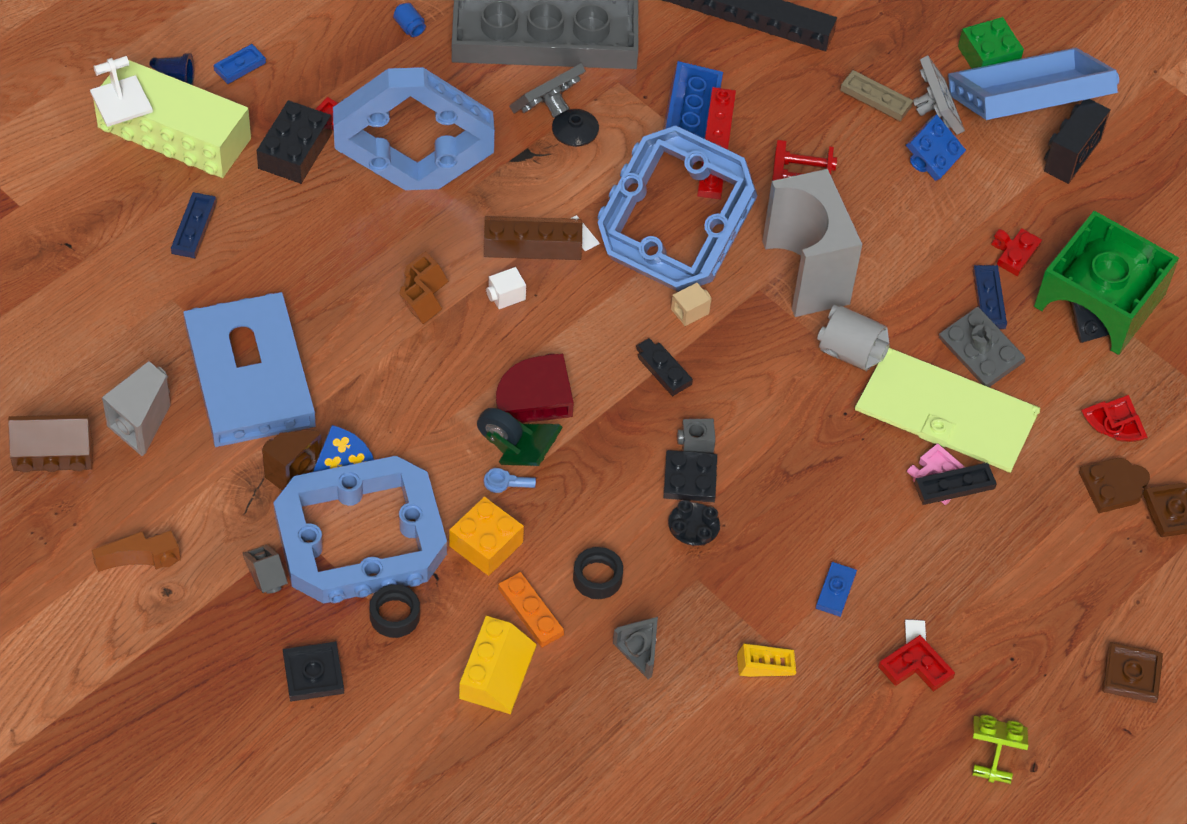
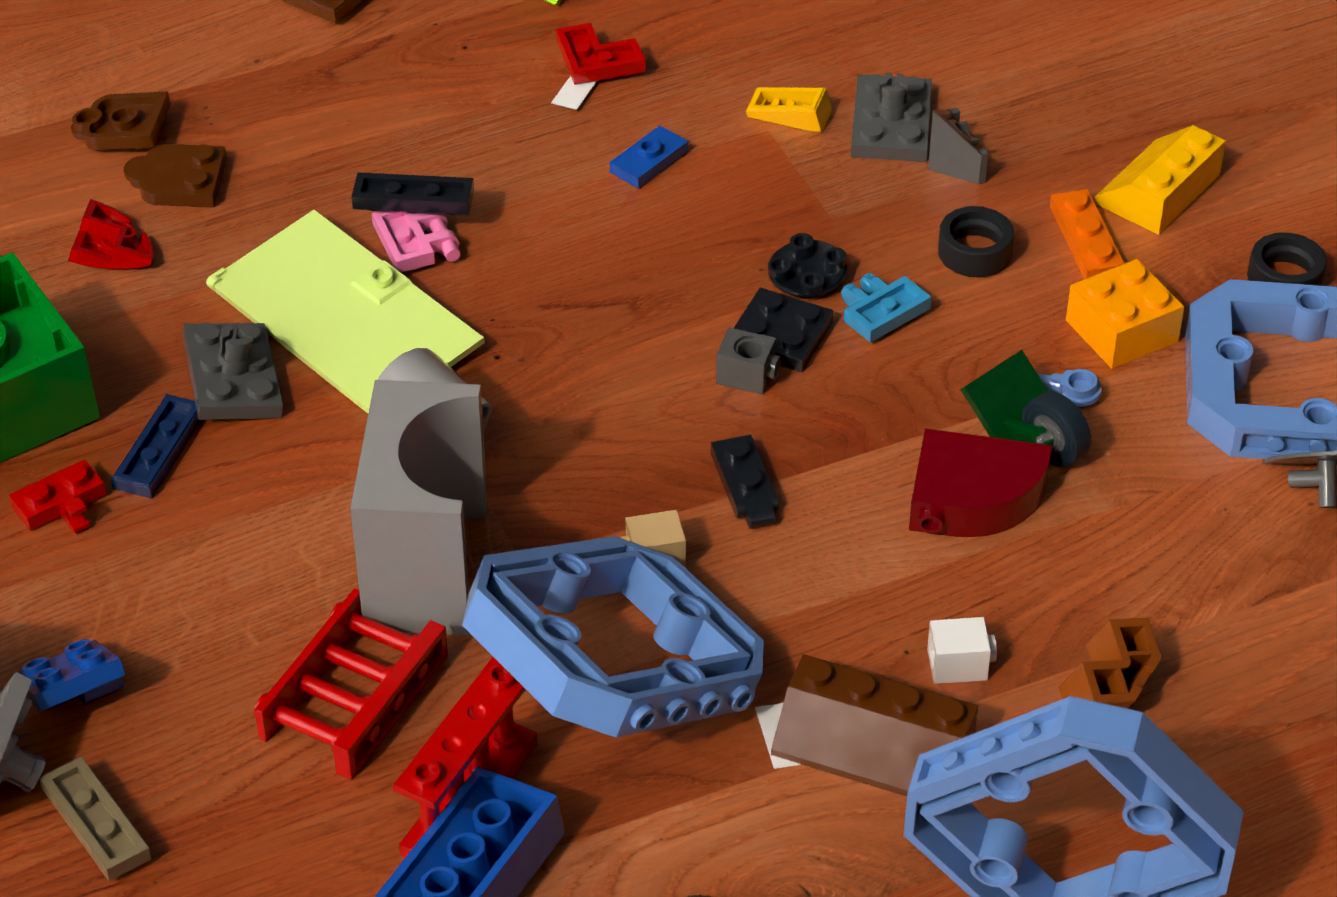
camera: 155 degrees left, 10 degrees down
(632, 504) = (882, 306): none -> dark azure hinge
(695, 676) = (891, 117): none -> dark grey plate

